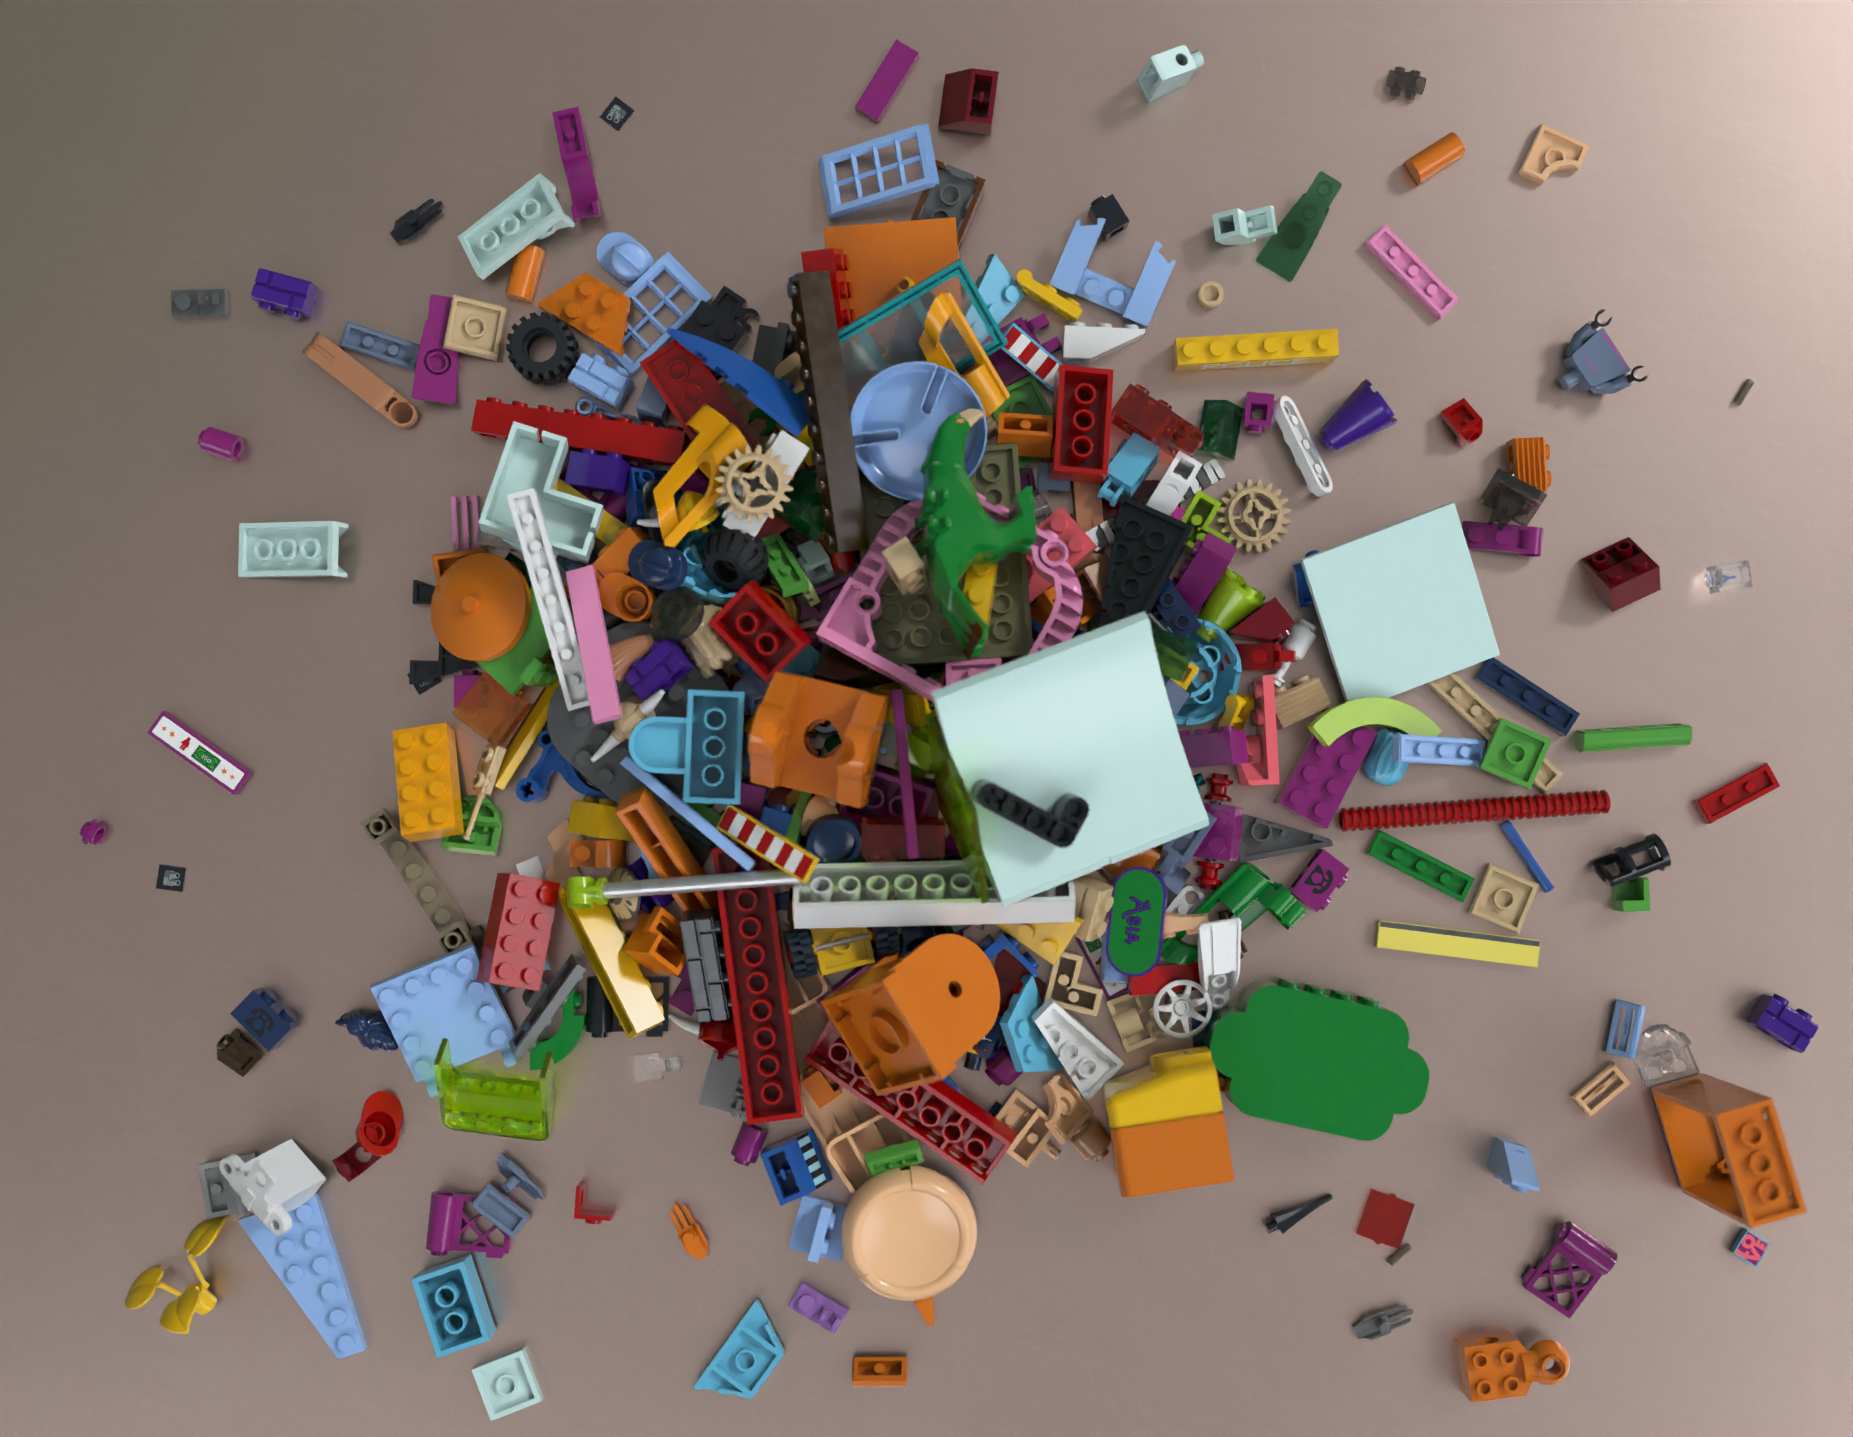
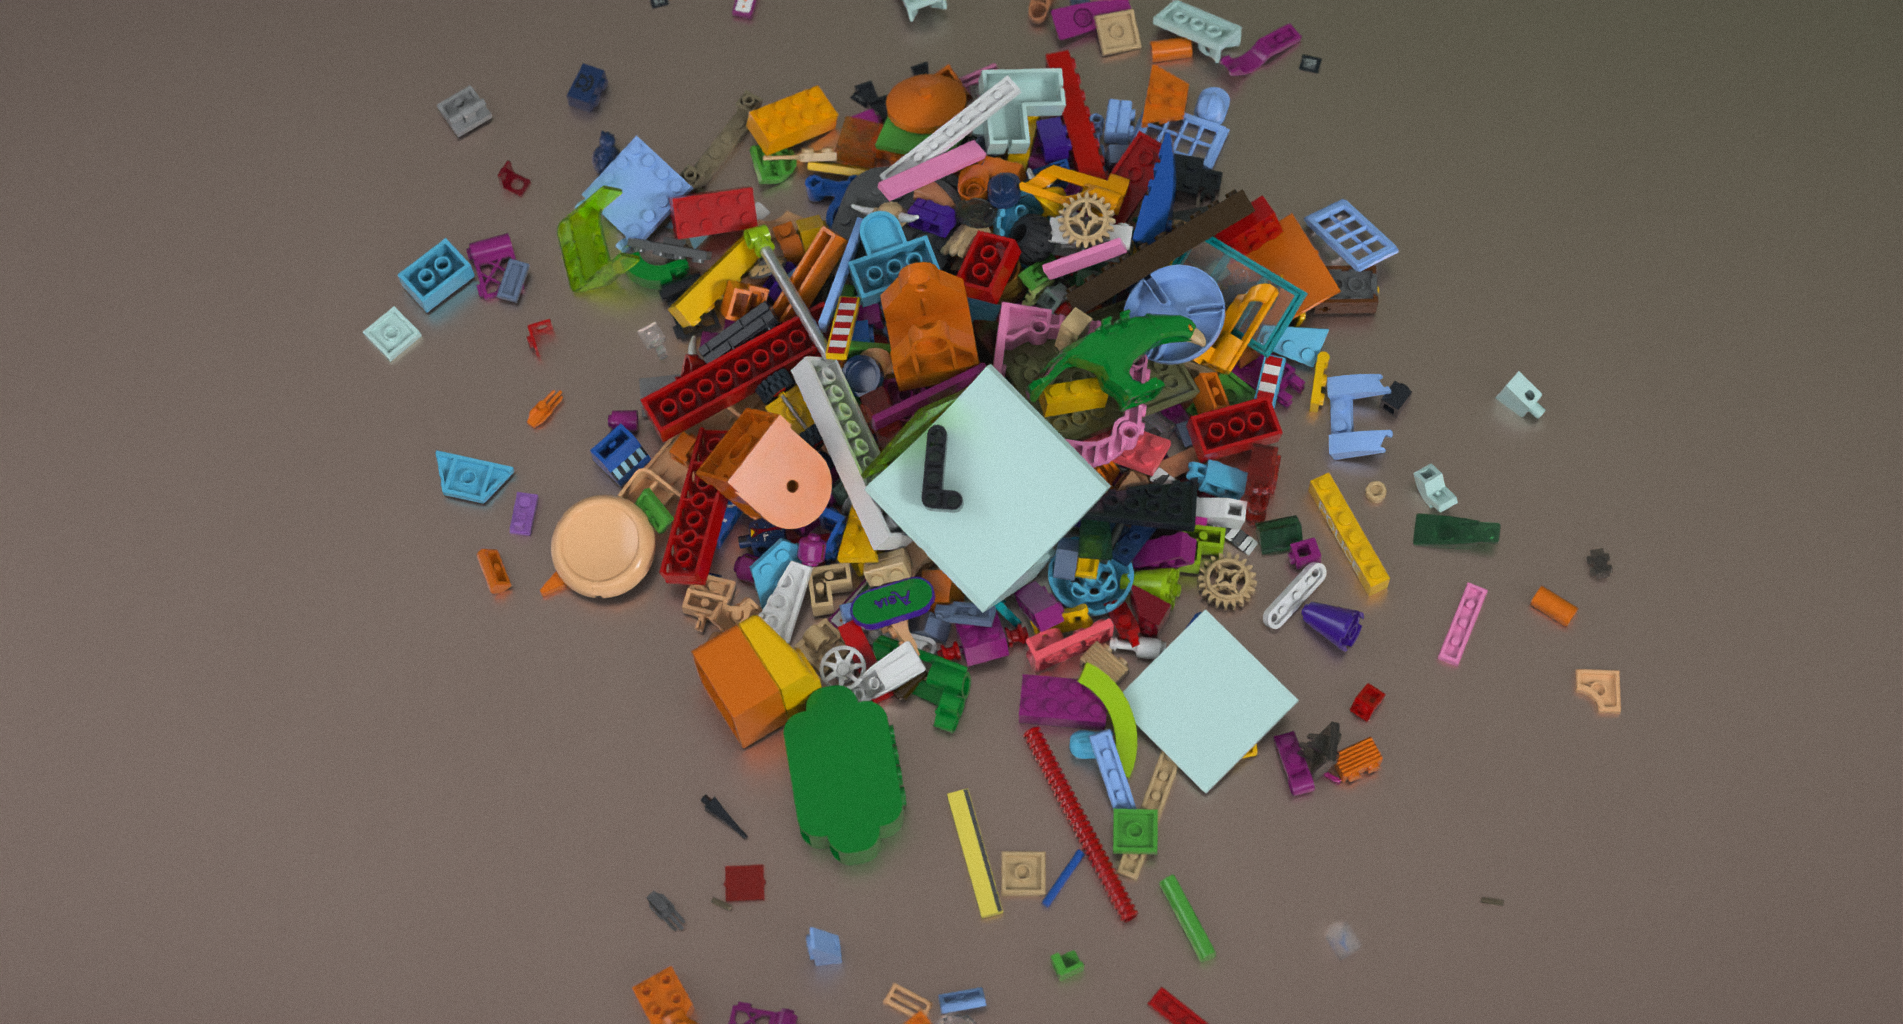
camera: 70 degrees right, 20 degrees down
(179, 1313) = (381, 116): yellow plant -> none
(237, 1053) = (556, 80): dark brown bracket -> none
(273, 1183) = (479, 130): white piece -> none
(312, 1274) = (432, 174): light blue wing -> none
(380, 1124) = (544, 182): red piece -> none
(516, 1177) = (539, 283): sand blue piece -> none
(527, 333) = (1127, 64): black tyre -> none
(540, 673) = (896, 150): bright green plate -> none
(798, 506) = (1084, 258): none -> bright pink tile
(818, 1229) = (579, 486): light blue bracket -> none
(887, 81) = (1420, 221): magenta tile -> none
(969, 101) = (1432, 277): dark red slope -> none
(1031, 991) = (811, 550): none -> magenta head
(1087, 344) = (1299, 424): white slope -> none
(1269, 839) = (992, 683): dark grey wing -> none
(1319, 880) = (978, 731): magenta brick -> none
(1419, 865) = (1021, 803): green tile -> none
(1526, 696) = (1184, 830): dark blue tile -> none
(1596, 362) = (1459, 775): sand blue torso -> none
(1622, 574) = (1307, 859): dark red slope -> none
(1625, 865) = (1097, 946): black piece -> none

